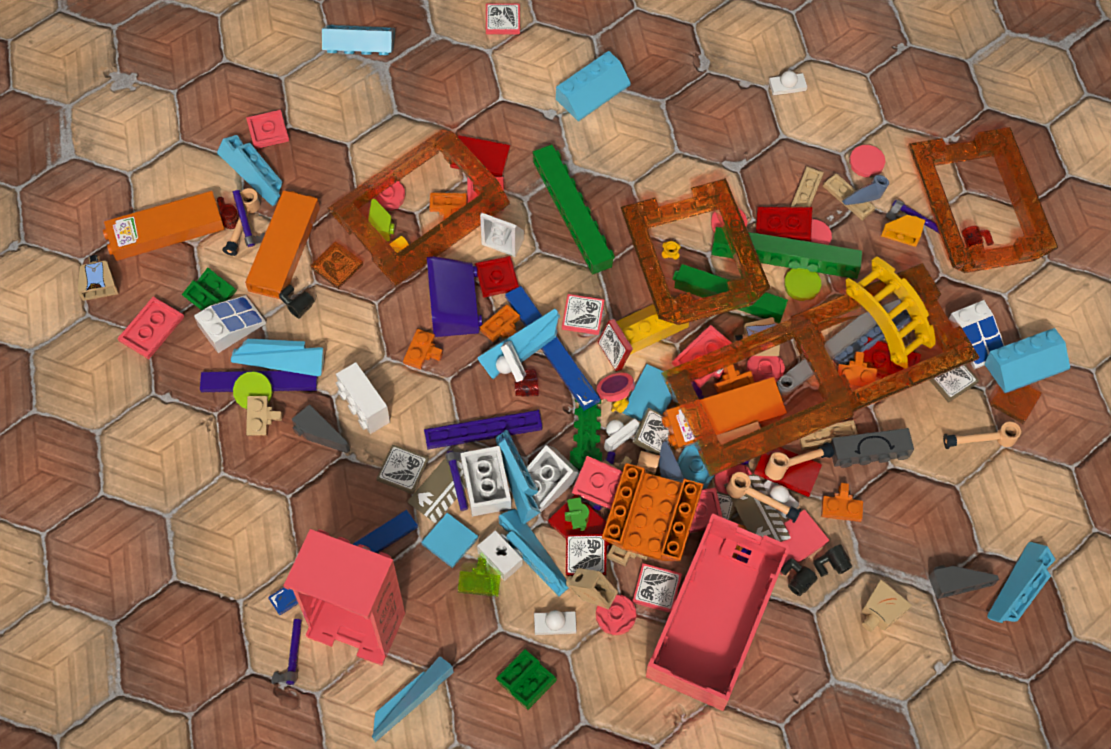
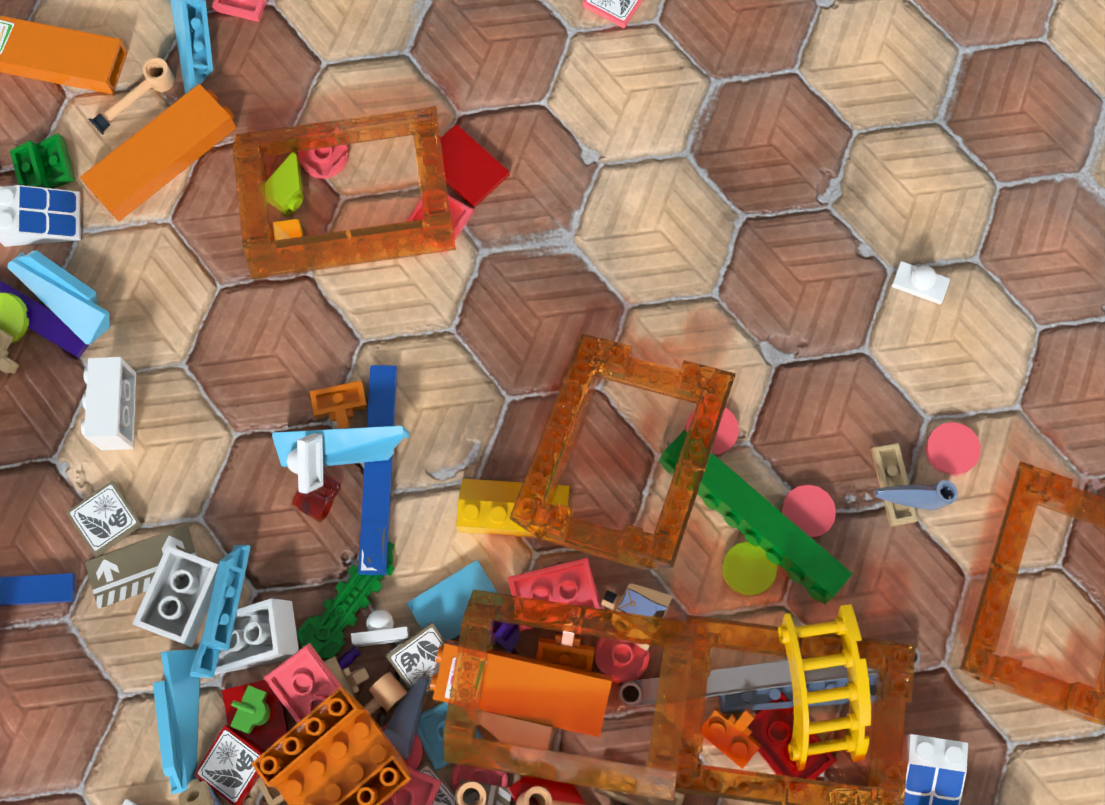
camera: 35 degrees right, 10 degrees up
(228, 214) = (122, 76): clear red piece -> none
(249, 239) = (128, 125): dark purple piece -> none
(299, 304) = (127, 239): pearl dark grey piece -> none
(318, 430) = (40, 405): dark grey slope -> none
(336, 265) = (204, 212): clear orange tile -> none
(422, 349) = (227, 378): orange hinge -> none
(447, 203) = (381, 207): orange hinge -> none
(449, 540) = (96, 642): medium azure tile -> none
(452, 458) = (166, 538): dark purple piece -> none
(453, 297) = (300, 331): dark purple windscreen -> none
(479, 581) = (92, 716): clear neon green hinge -> none
(482, 429) = (229, 525): dark purple tile -> none
(496, 276) = (378, 335): red tile -> none
(501, 235) = (414, 284): white slope -> none
(502, 565) = (127, 688): white brick -> none
(572, 209) = (525, 301): green brick -> none
(583, 314) = (446, 446): tile -> none
(592, 86) = (664, 148): medium azure slope -> none
(615, 345) = (449, 514): tile -> none
(615, 387) = (415, 569): tile -> none
(620, 405) = (407, 592): yellow plate -> none
(675, 247) = (612, 418): yellow plate -> none
(706, 284) = (631, 510): green brick -> none
(785, 222) = (780, 474): red tile -> none
(807, 188) = (841, 445): tan tile -> none
(898, 206) = (952, 536): dark purple piece -> none
(904, 230) = (935, 576): light orange slope -> none
(973, 236) = (1021, 642): clear red piece -> none

